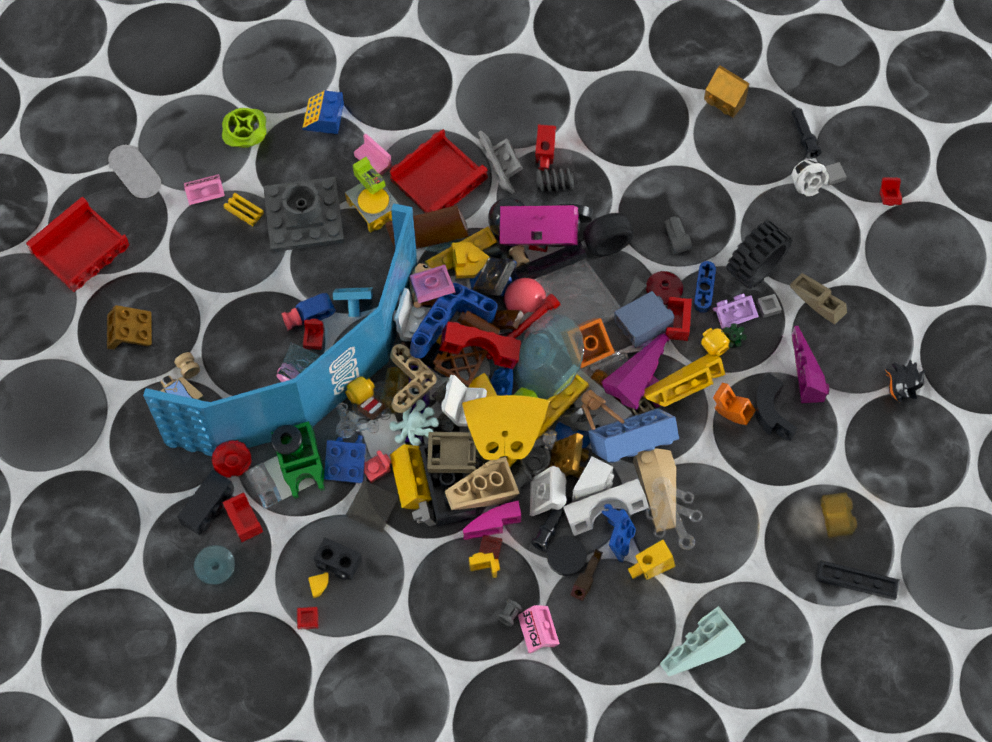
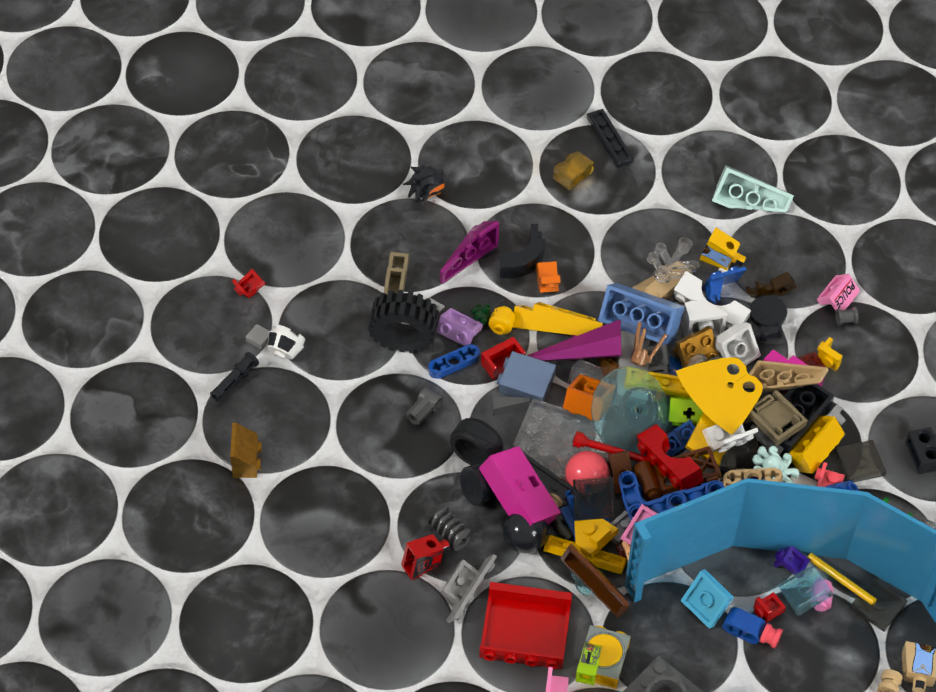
camera: 130 degrees left, 10 degrees down
(674, 287) = (476, 396): dark red dish -> none

